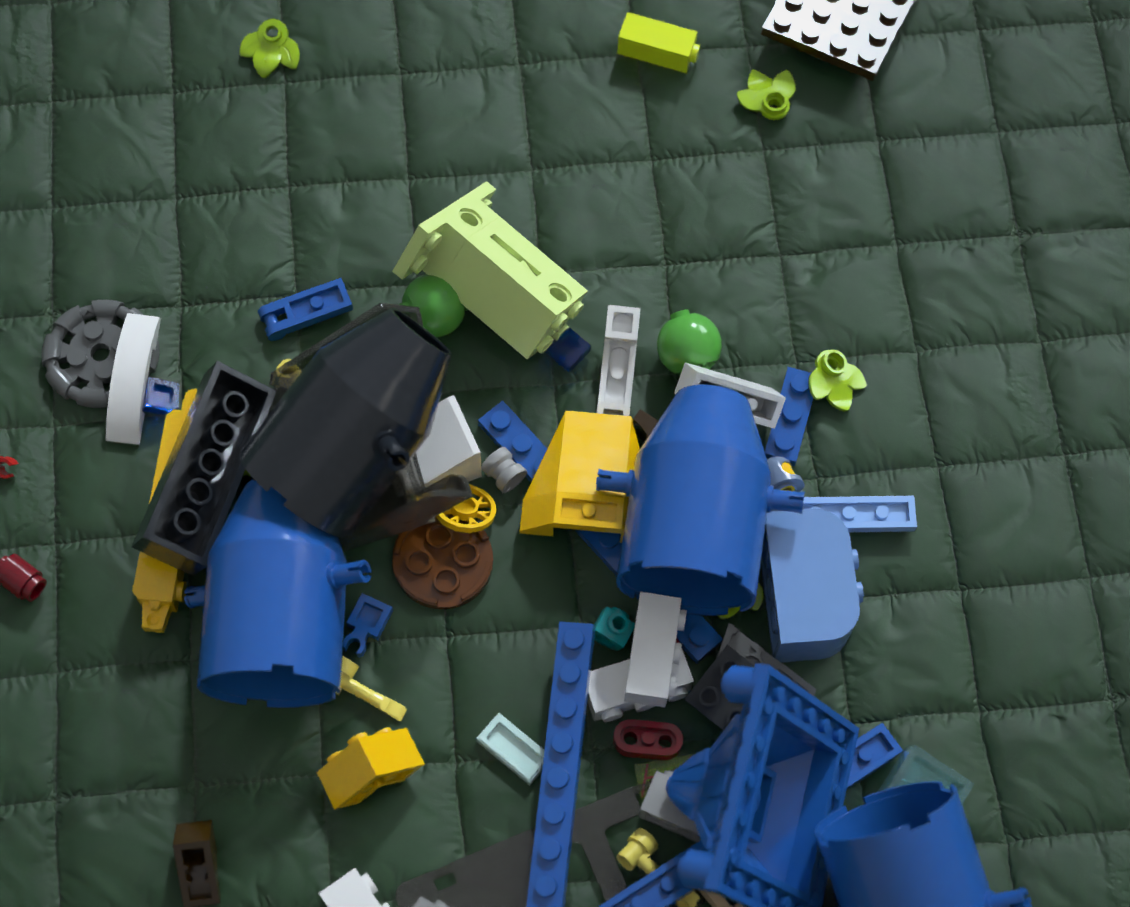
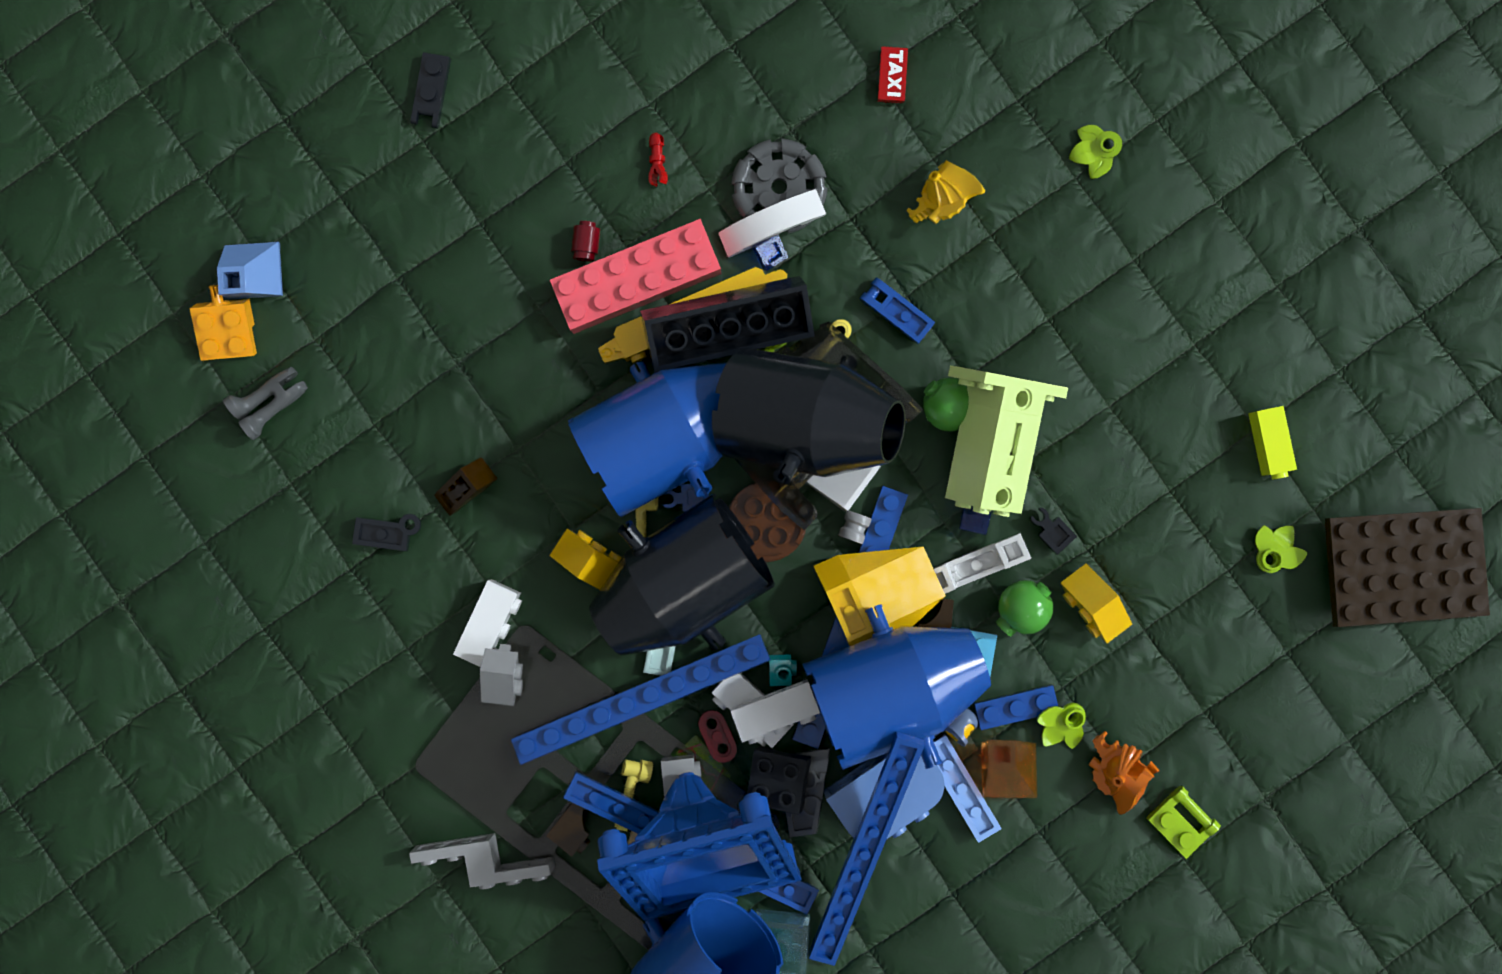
camera: 60 degrees right, 20 degrees up
(66, 188) = (892, 74): none -> red tile
(92, 546) = (636, 276): none -> coral brick
(217, 195) = (945, 193): none -> yellow helmet
(449, 665) = (680, 581): none -> black piece
(468, 511) = (817, 521): yellow wheel -> none
(629, 282) = (1054, 533): none -> black plate
(724, 273) = (1097, 603): none -> yellow brick
(764, 401) = (1001, 659): white brick -> none
(851, 454) = (1009, 769): none -> clear orange slope
(859, 627) = (866, 847): none -> blue plate
(917, 349) = (1121, 772): none -> orange helmet
(1003, 330) = (1177, 828): none -> lime plate

